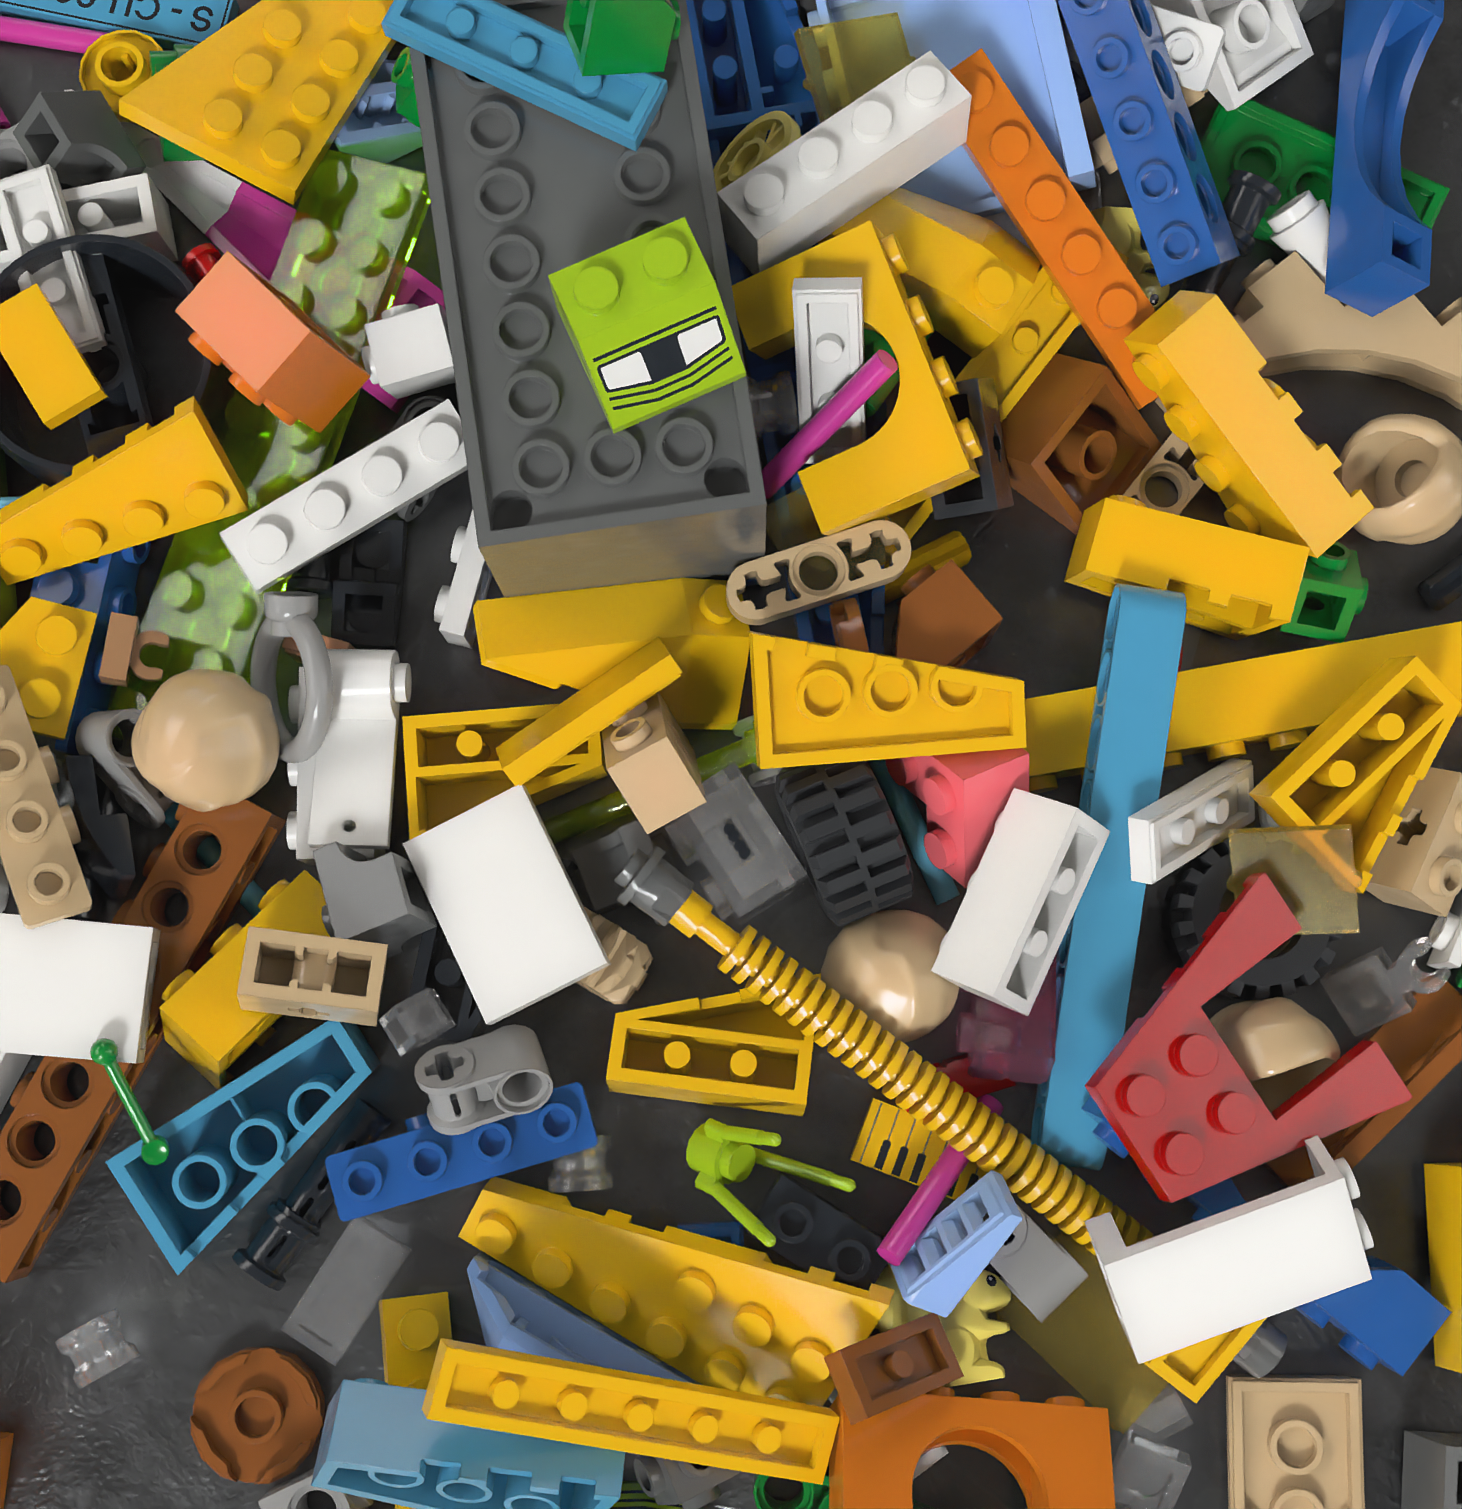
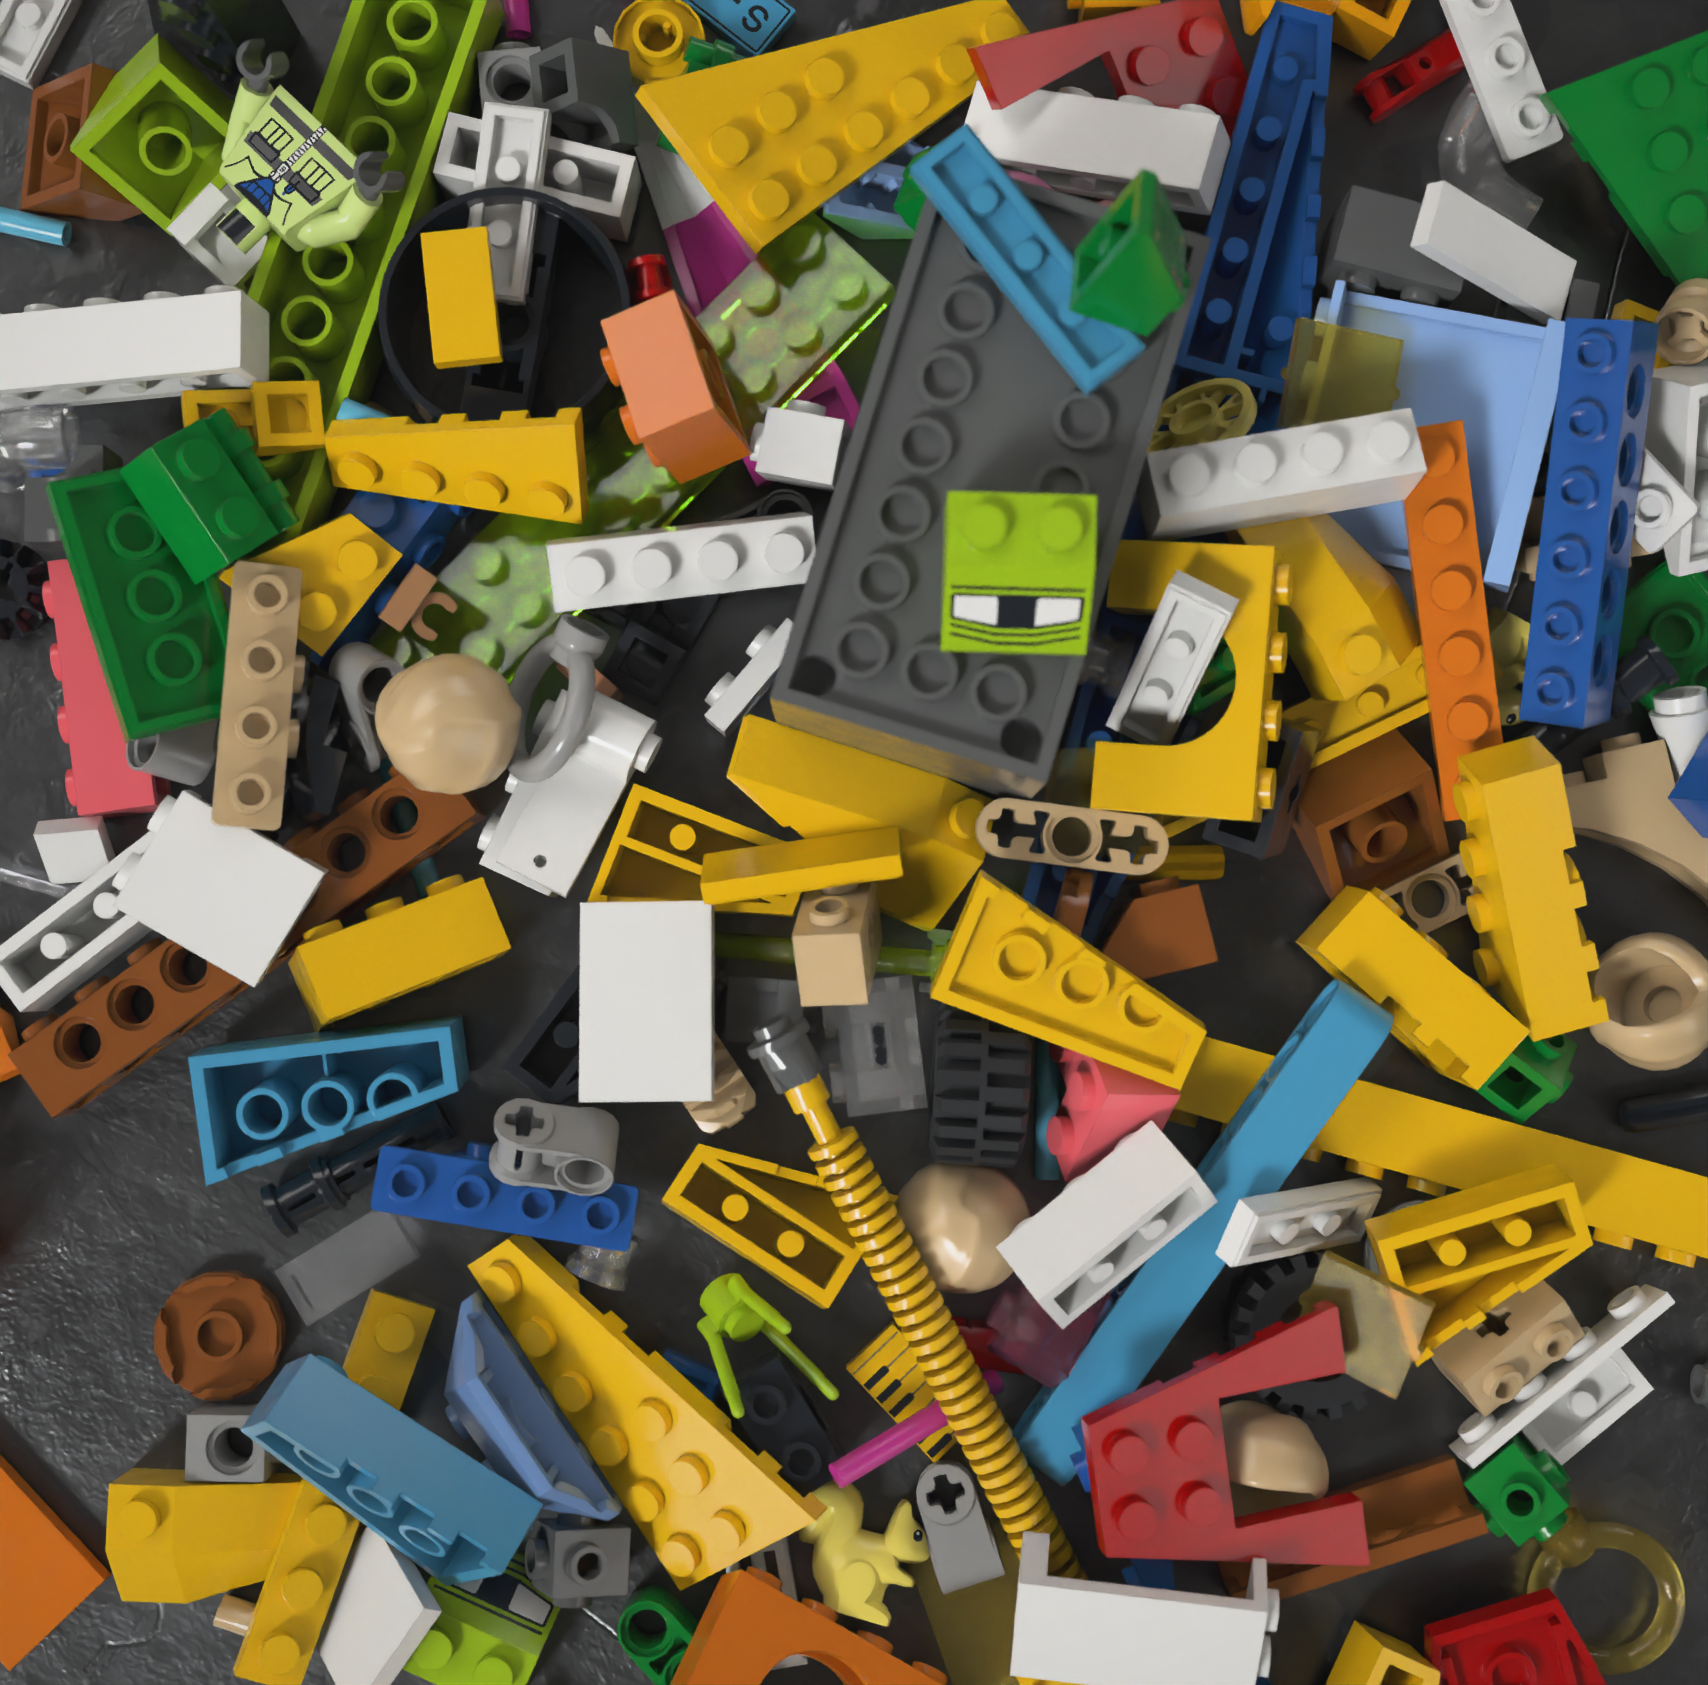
camera: 20 degrees right, 5 degrees up
(97, 1348) = (106, 1211): clear wheel -> none
(154, 1147) = (236, 1066): green hinge -> none
(312, 976) = (446, 987): tan brick -> none
(372, 898) = (525, 942): brick -> none
(416, 1021) = (518, 1069): clear piece -> none
(628, 1412) = (544, 1505): yellow plate -> none
(828, 421) = (1147, 706): dark pink bar -> none
(893, 1367) = (793, 1575): dark orange plate -> none
(957, 1246) = (883, 1504): light blue slope -> none
(1378, 990) = (1390, 1450): clear plate -> none

